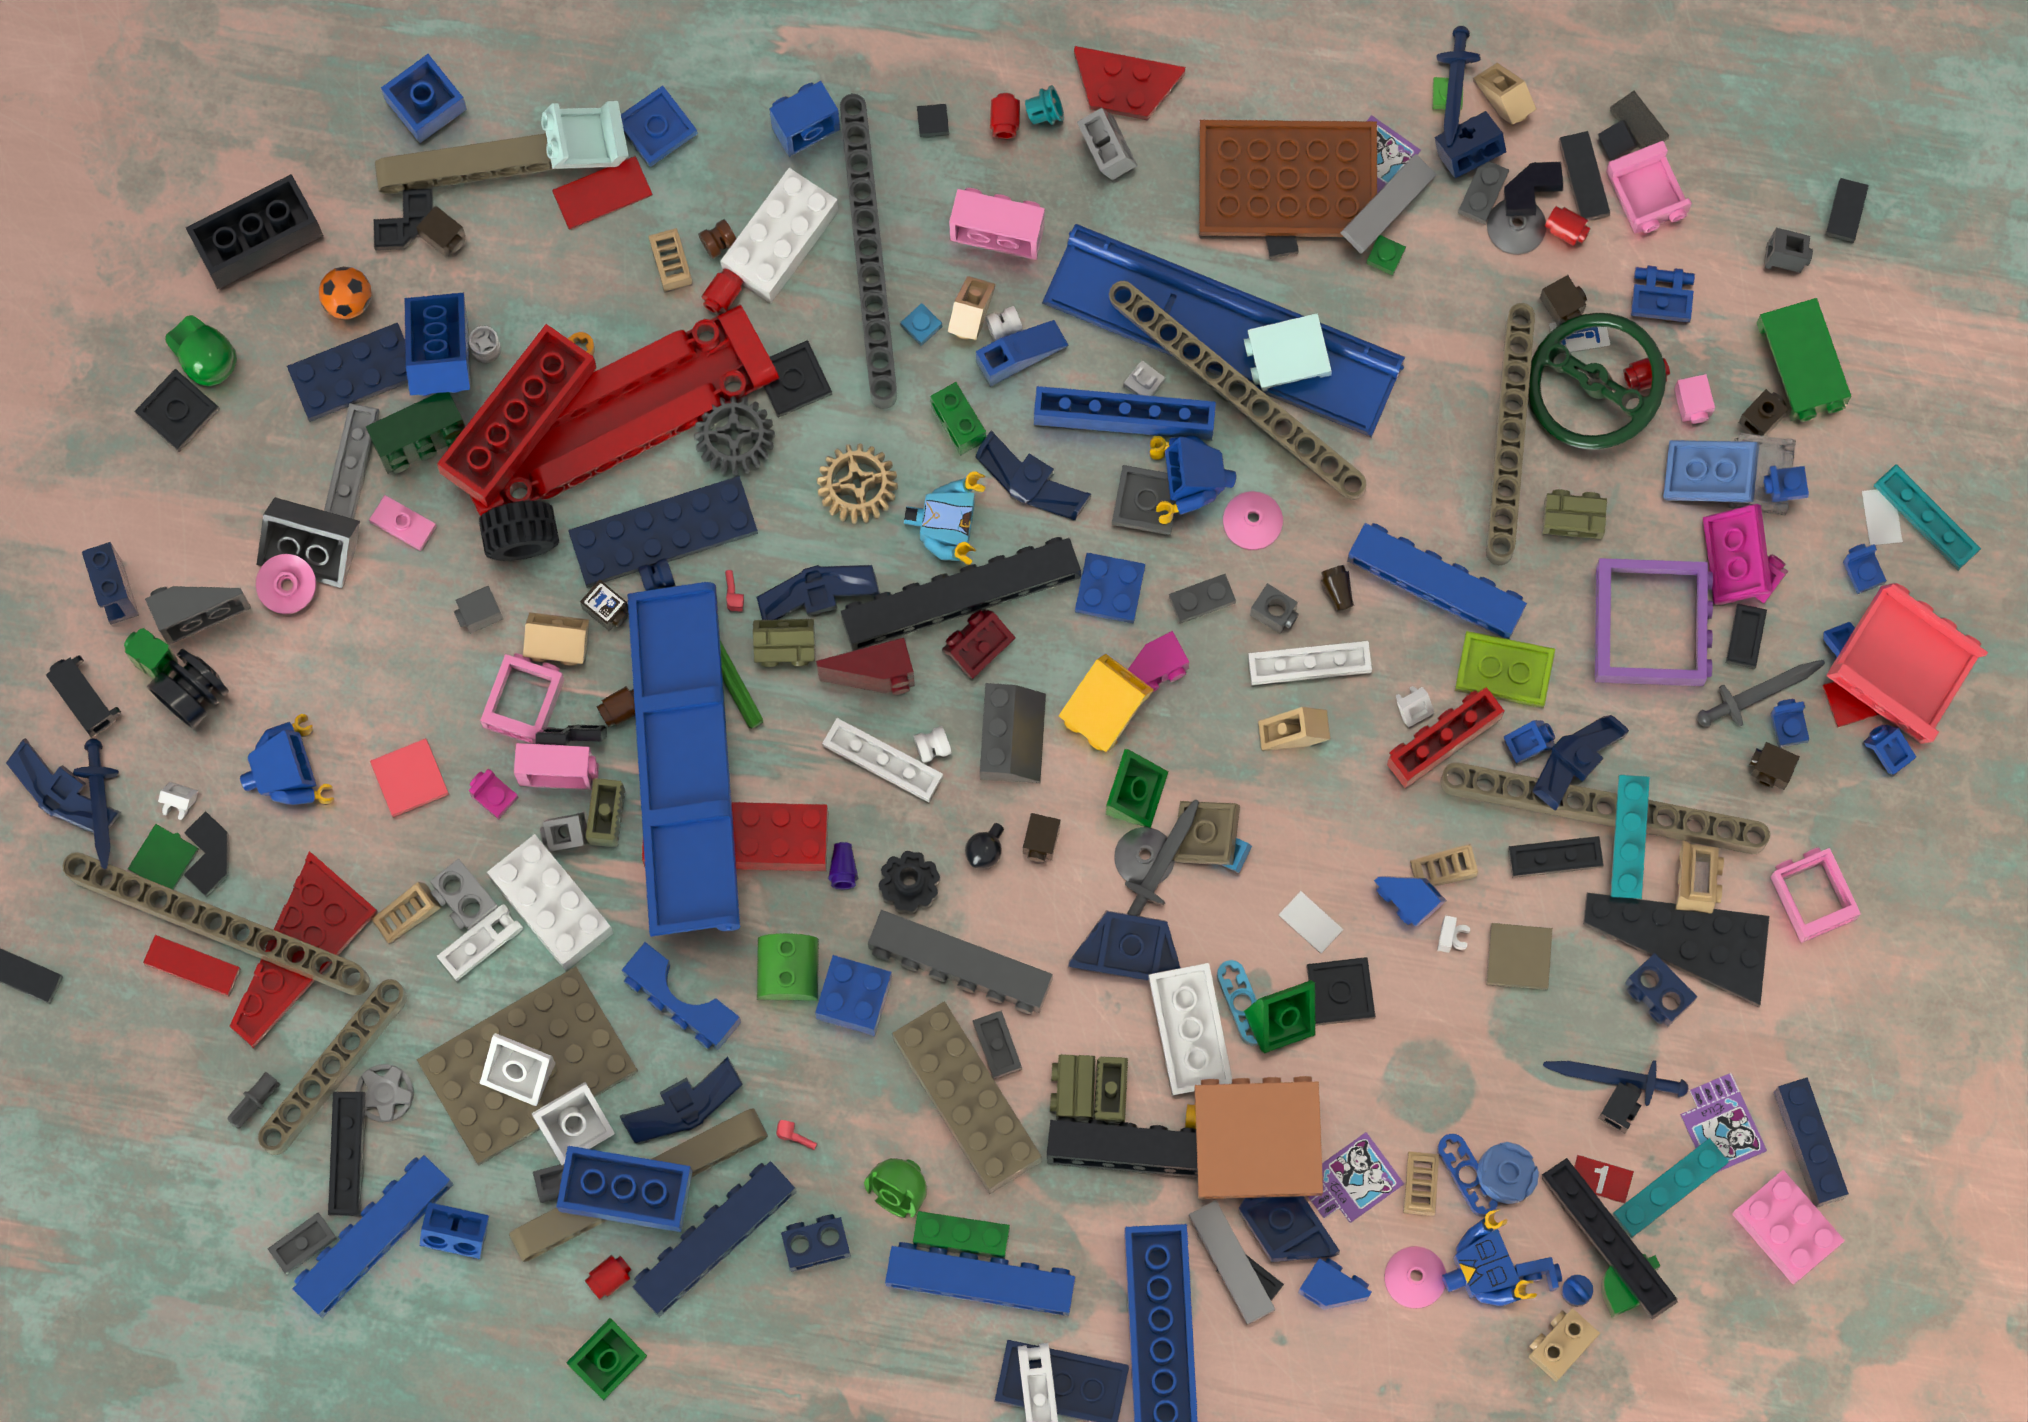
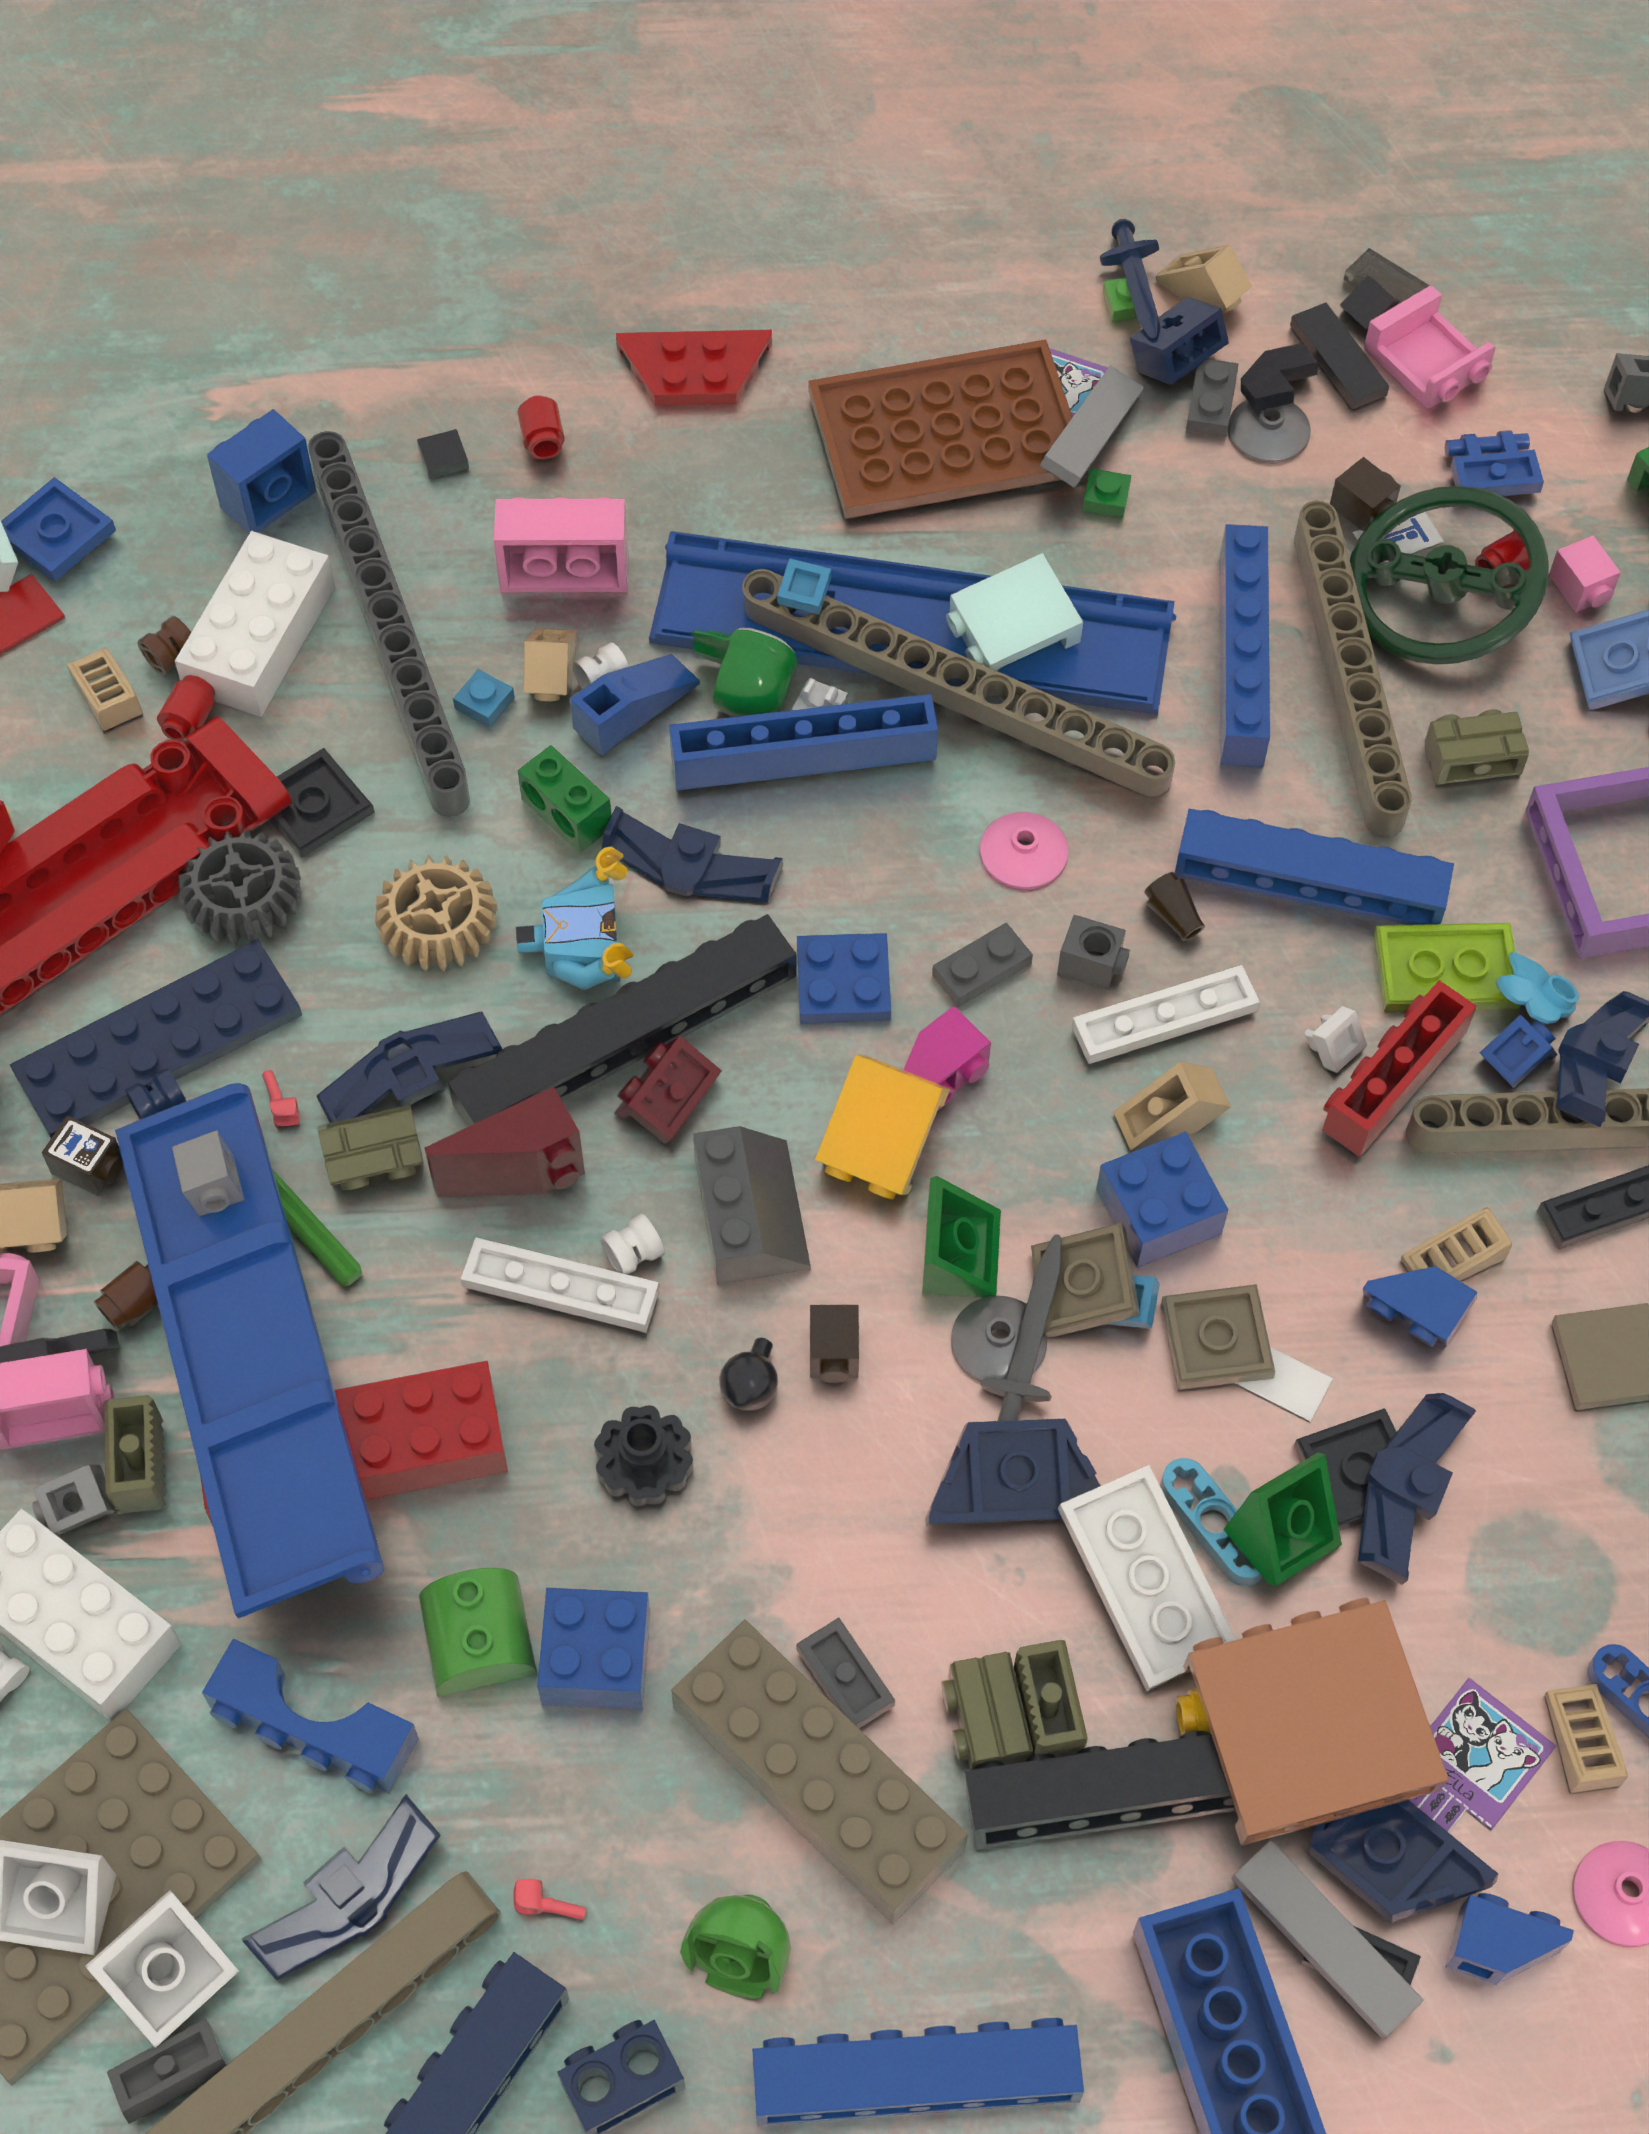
camera: 15 degrees left, 15 degrees down
(624, 1188) = (267, 2058): blue brick -> none
(680, 644) = (208, 1173): none -> light grey brick
(843, 868) = (533, 1456): dark purple cone -> none
(959, 961) = (753, 1558): dark grey brick -> none
(961, 1235) = (866, 2001): green brick -> none
(1043, 108) = (600, 412): teal piece -> none
(1103, 353) = (752, 671): none -> green piece
(1107, 143) = (690, 427): light grey brick -> none
(1138, 497) = (865, 850): dark grey plate -> none
(1149, 305) = (804, 586): none -> dark azure plate
(1193, 472) = (924, 797): blue torso -> none
(1269, 790) = (1162, 1198): none -> blue brick
(1279, 887) = (1217, 1337): none -> dark tan tile
(1281, 246) = (961, 509): black tile -> none
(1365, 1007) = (1408, 1482): none -> dark blue plate
(1442, 402) = (1244, 646): none -> blue brick
(1449, 935) = (1497, 1347): white tile -> none
(1554, 702) = (1543, 995): none -> medium azure plate
(1568, 226) = (1339, 409): red brick -> none

